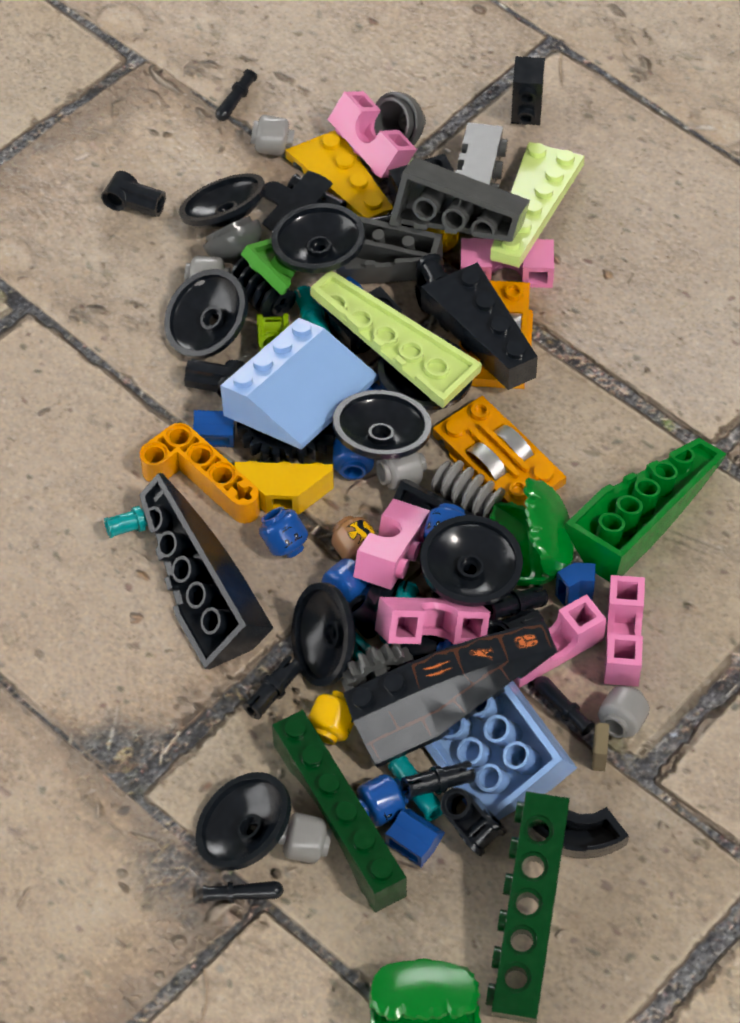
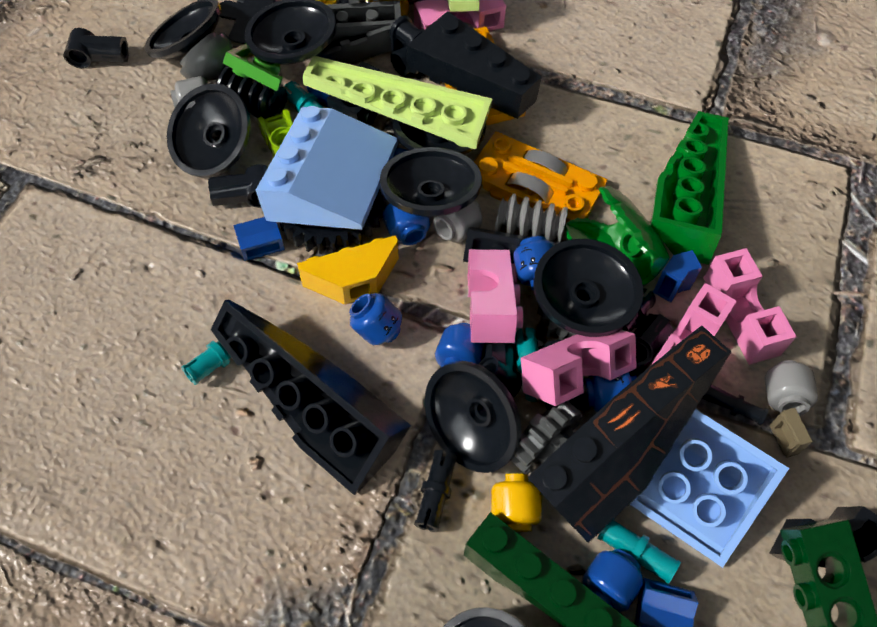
camera: 25 degrees left, 5 degrees up
(183, 450) = (311, 297): light orange beam -> none
(349, 535) = (448, 302): medium nougat head -> none
(437, 779) = (666, 537): black pin -> none
(475, 824) = (724, 571): black piece -> none

